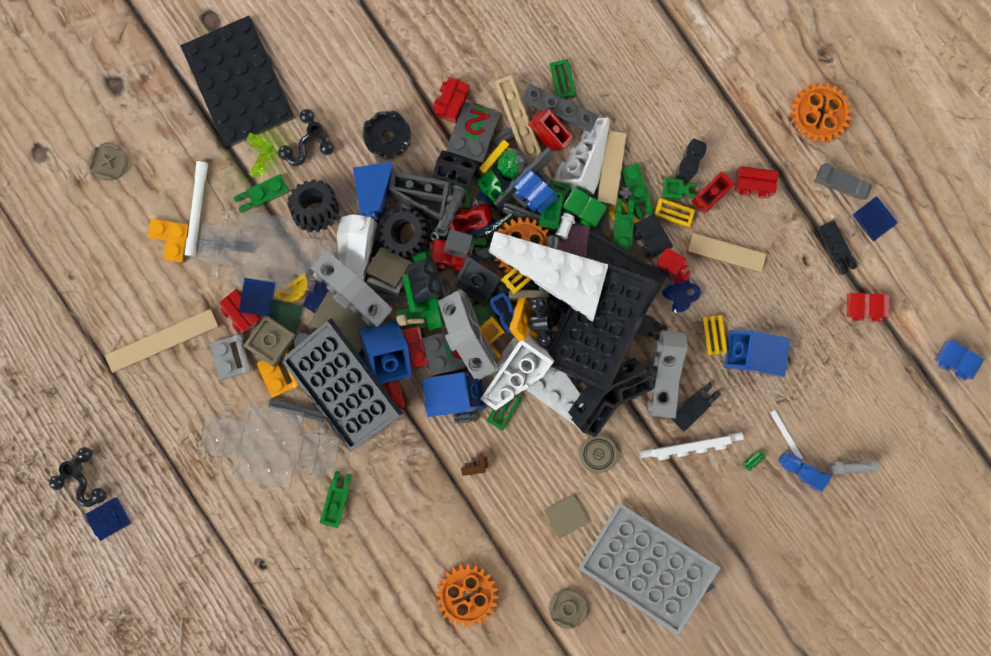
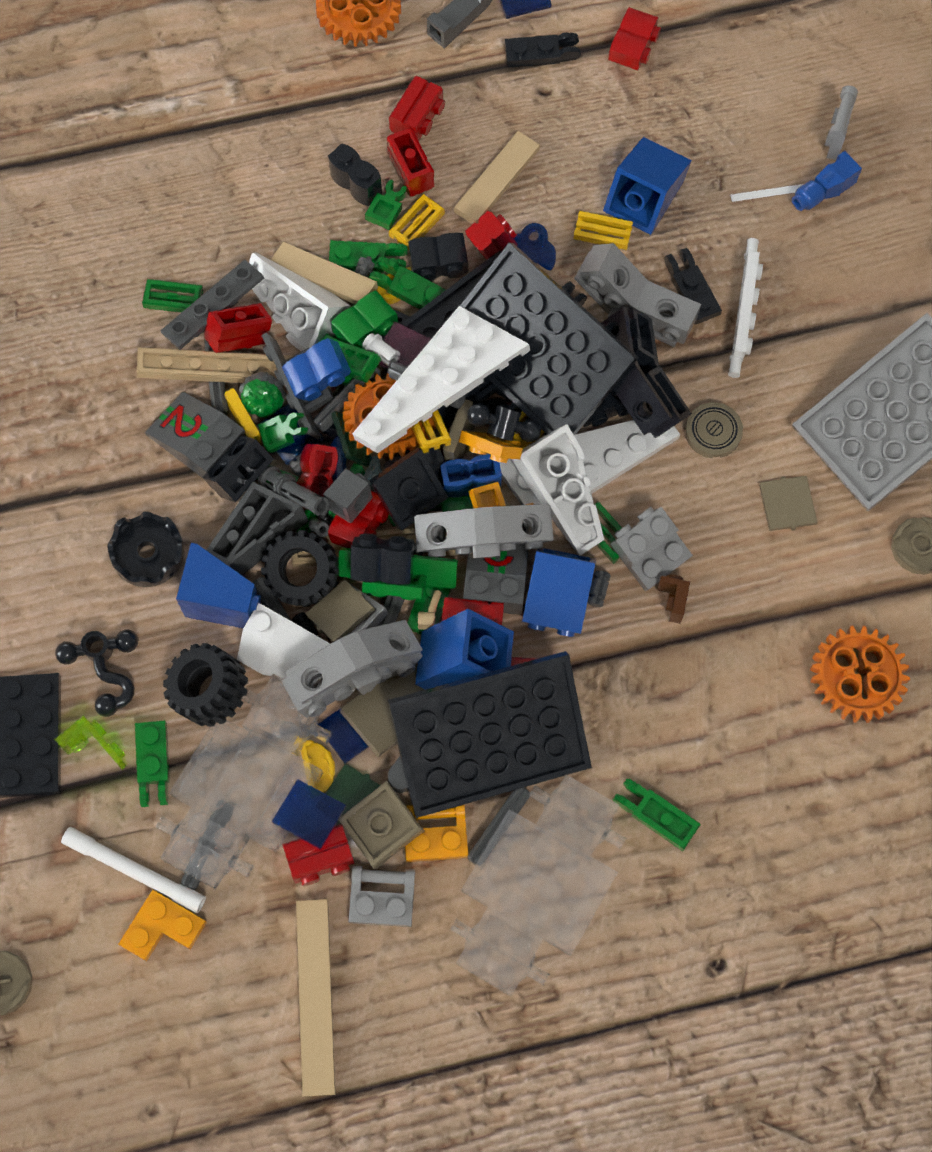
camera: 70 degrees left, 15 degrees down
(451, 100) = (135, 445): red brick -> none
(501, 440) = (651, 547): none -> light grey plate
(754, 460) = (790, 240): green piece -> none

